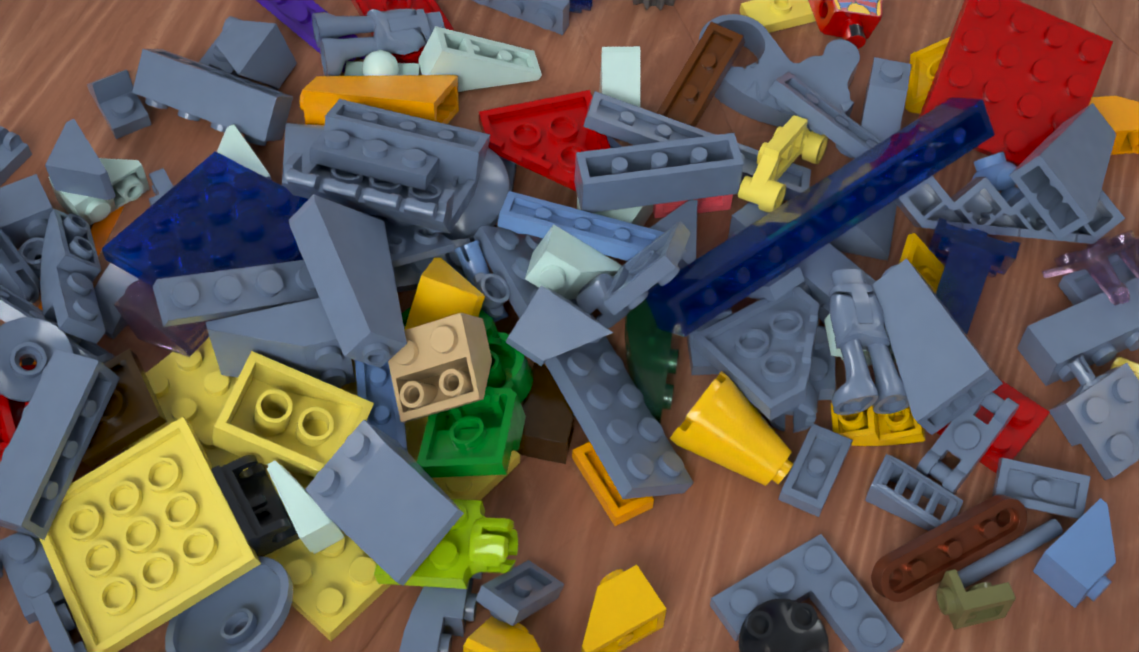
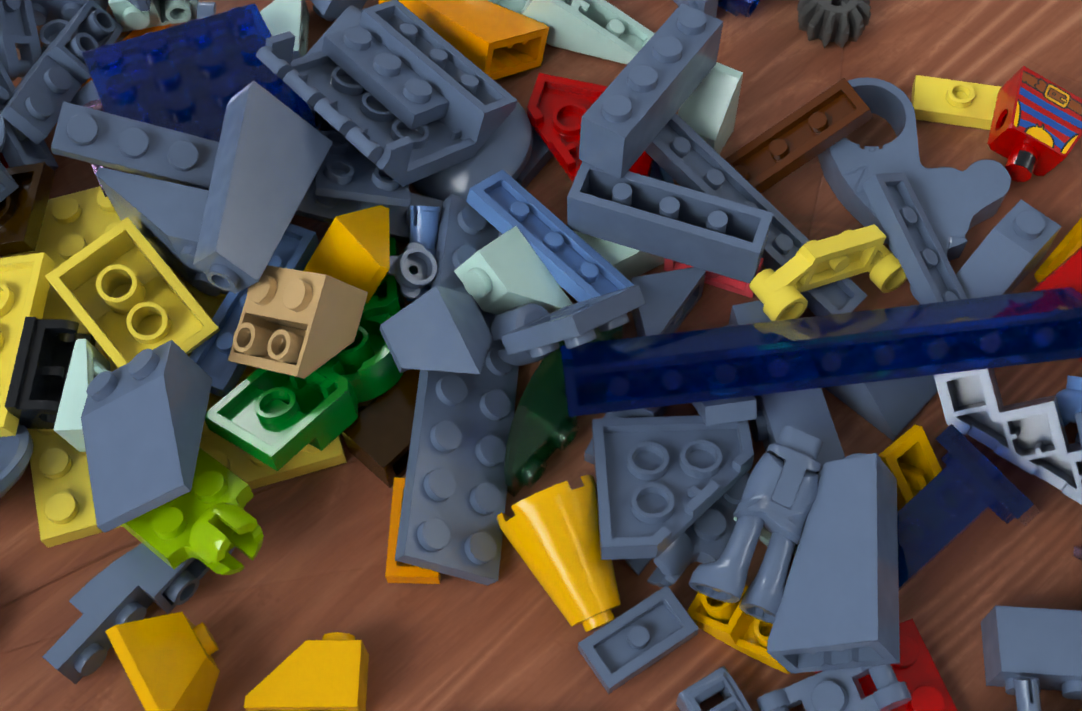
camera: 35 degrees right, 5 degrees up
(519, 593) = (230, 602): sand blue plate -> none
(595, 83) = (649, 90): none -> sand blue brick

